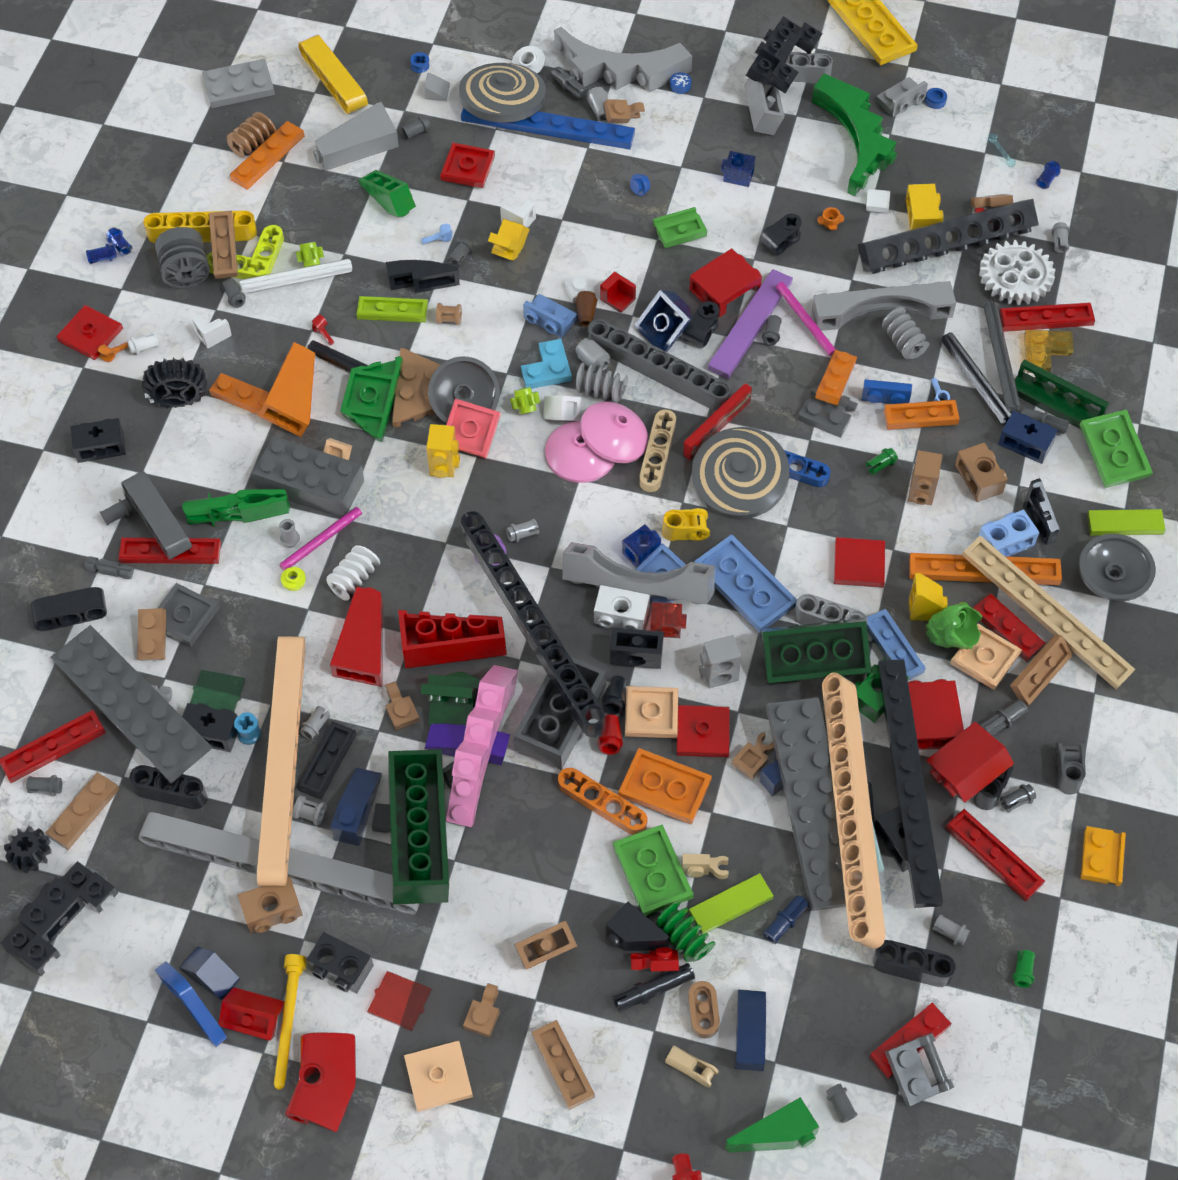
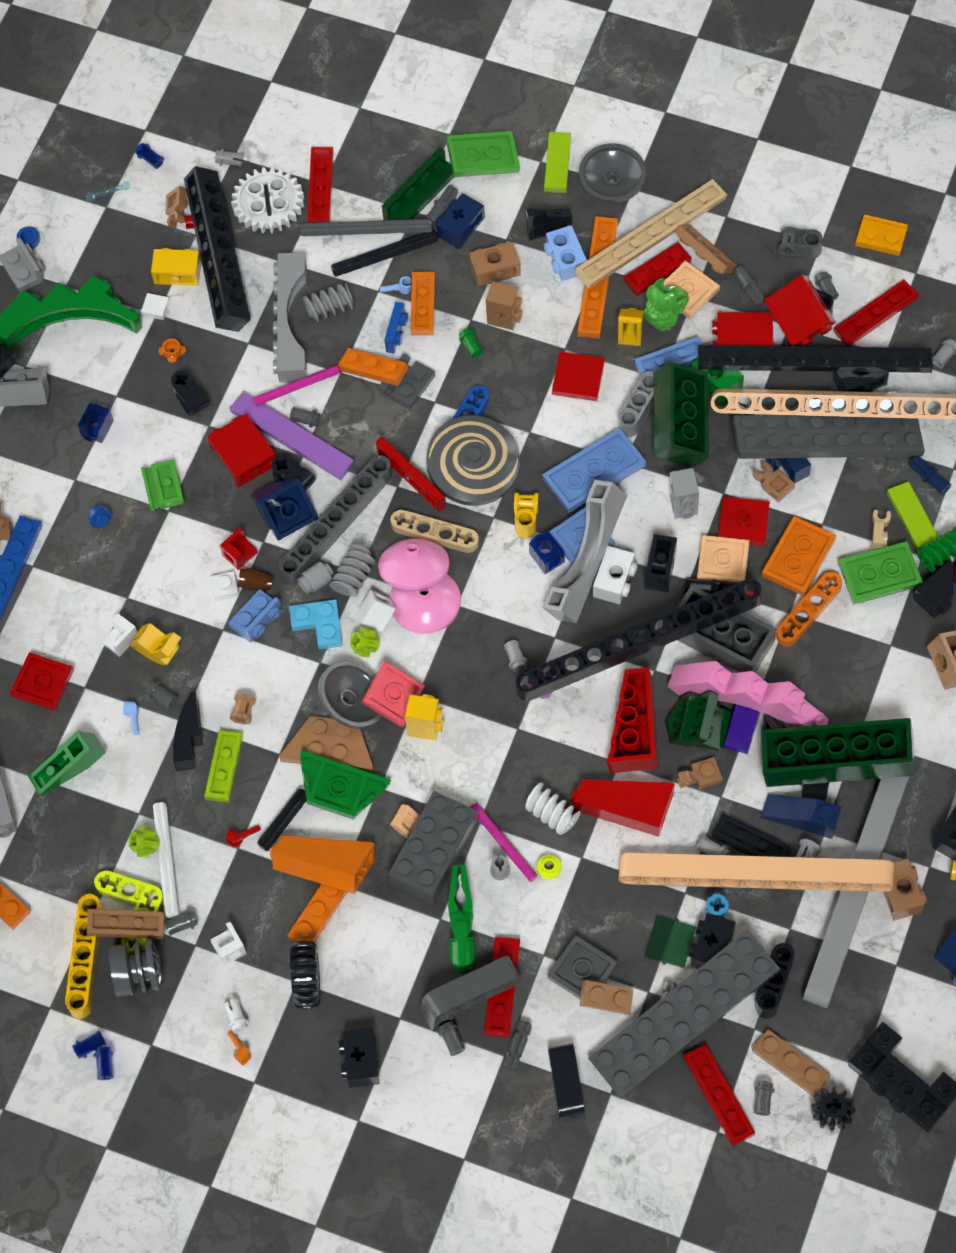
camera: 80 degrees left, 5 degrees up
(89, 331) = (210, 1074): red plate -> none
(668, 619) = (630, 536): clear red brick -> none
(1044, 343) = (353, 195): clear yellow plate -> none

